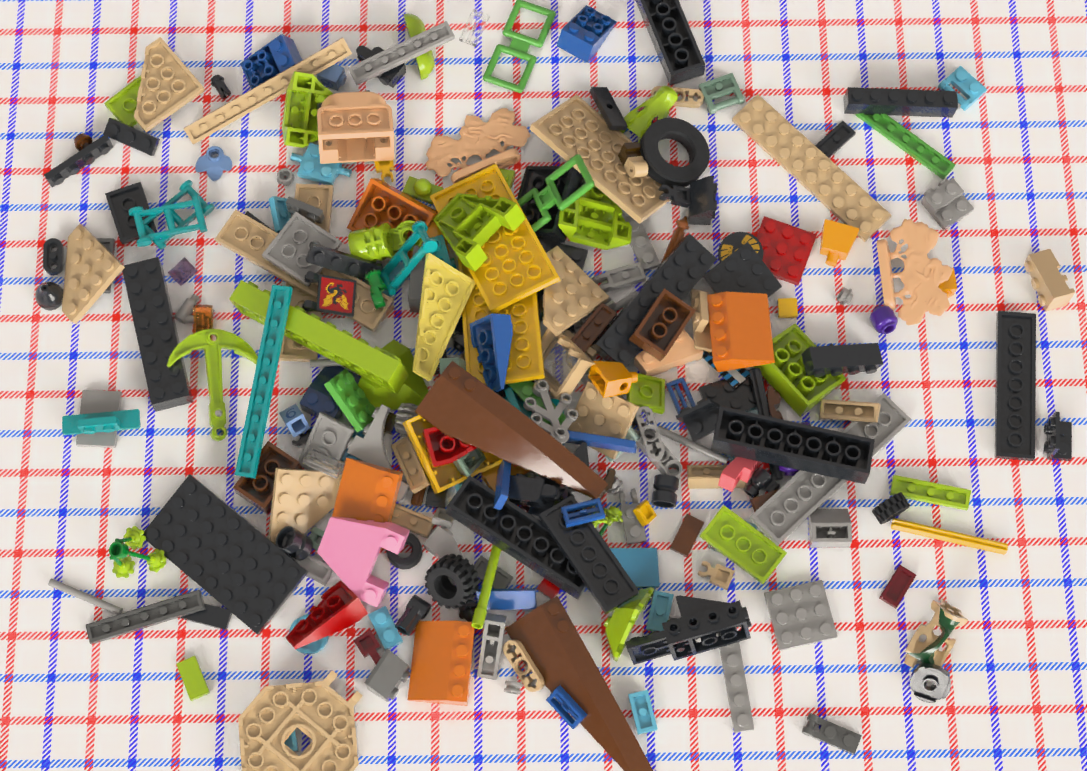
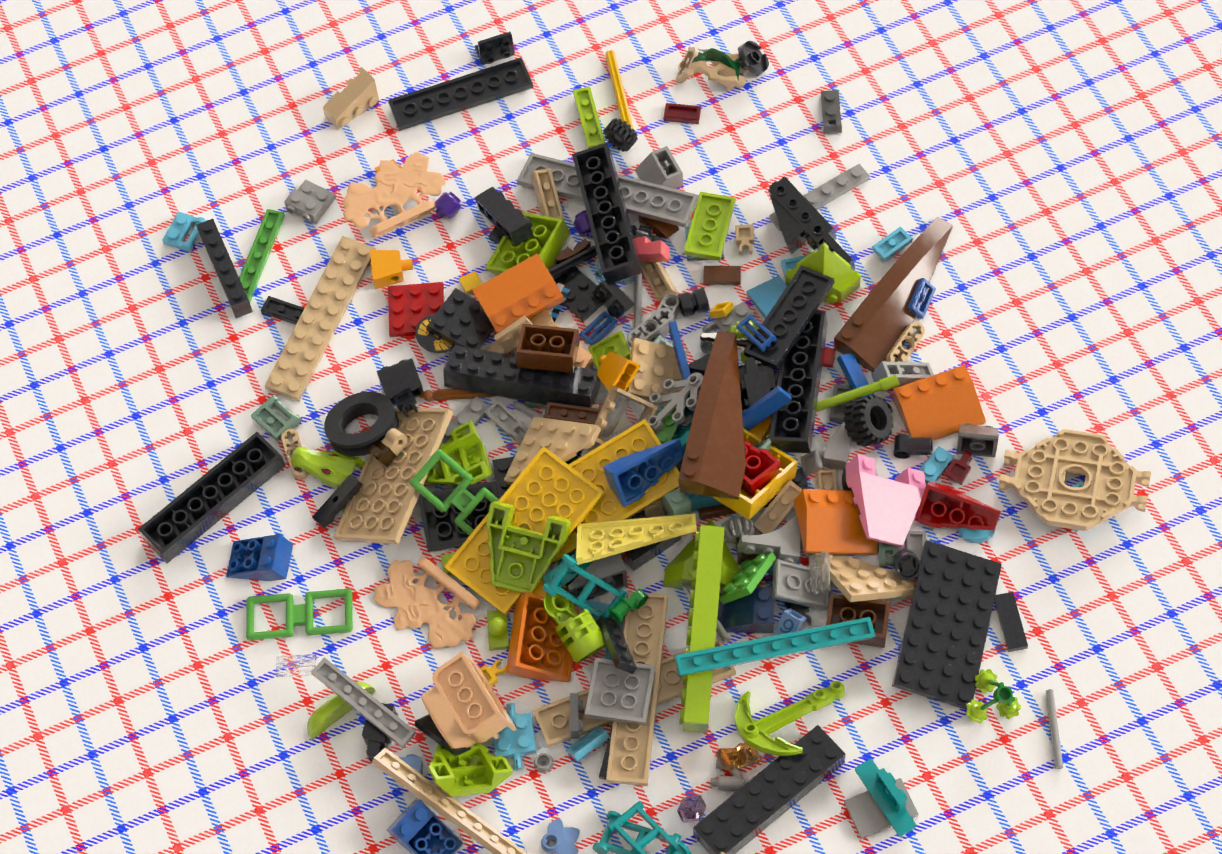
camera: 110 degrees left, 10 degrees down
(145, 617) = (1042, 664): dark grey tile -> none
(193, 678) = (1070, 598): lime tile -> none
(333, 295) = (654, 638): flag -> none
(513, 687) = (928, 344): light grey bush -> none
(800, 615) = (745, 169): light grey plate -> none
(845, 296) = (438, 243): light grey plate -> none

